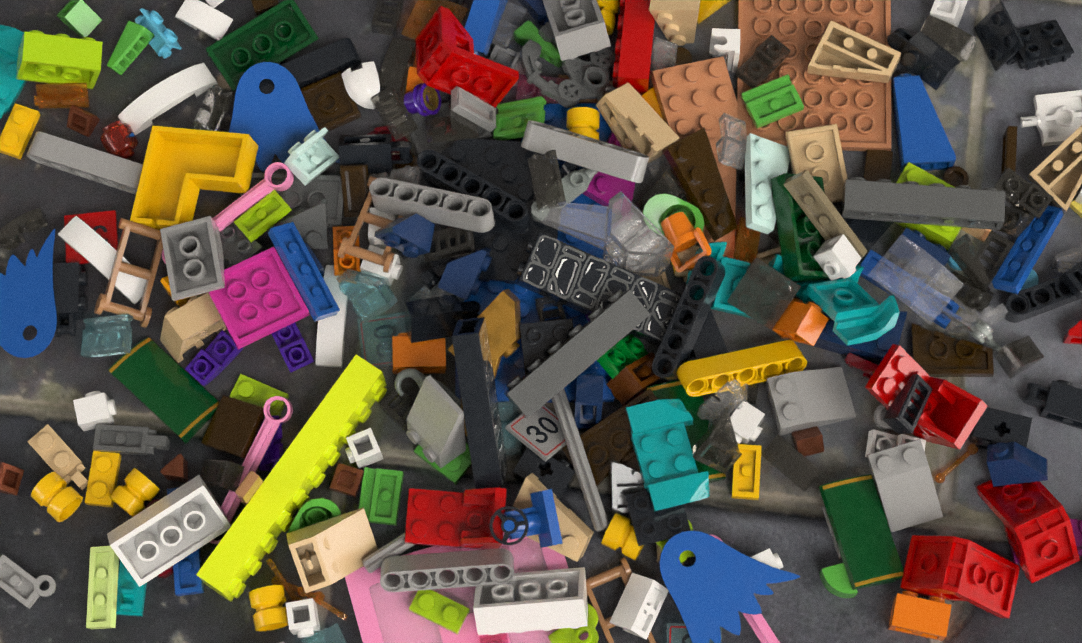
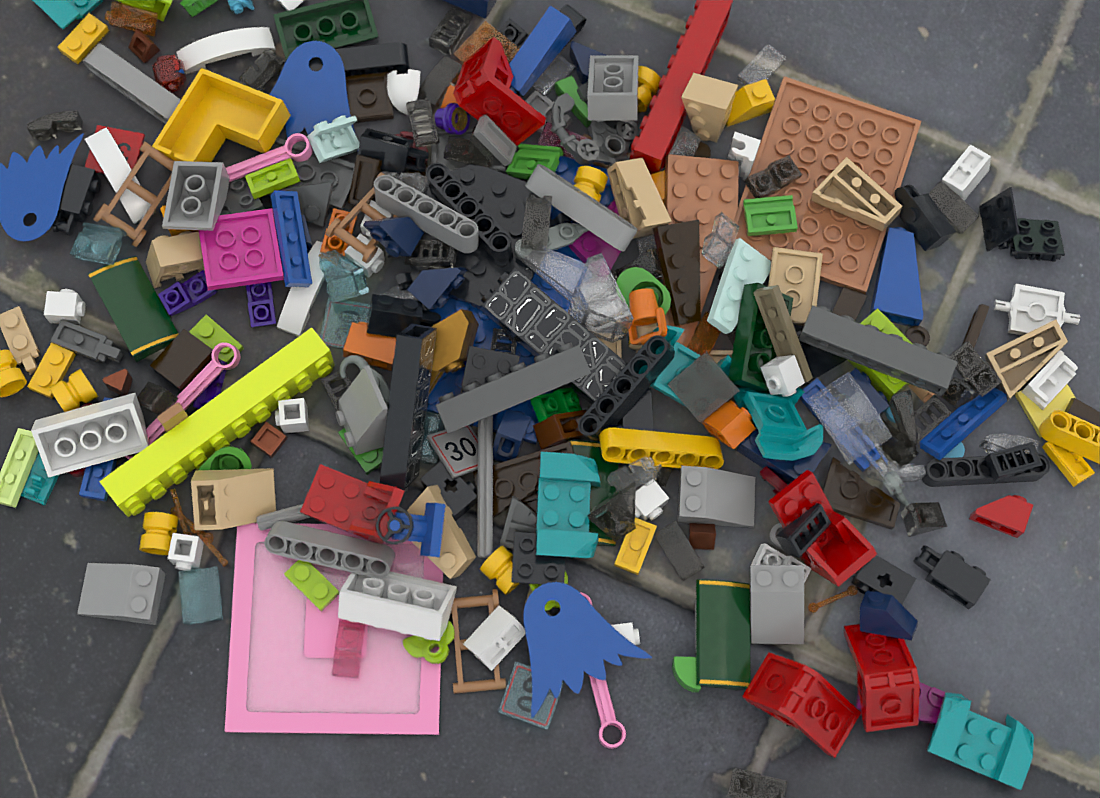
camera: 10 degrees right, 0 degrees up
(381, 495) = (295, 463): bright green plate -> none
(920, 616) = (752, 729): orange brick -> none

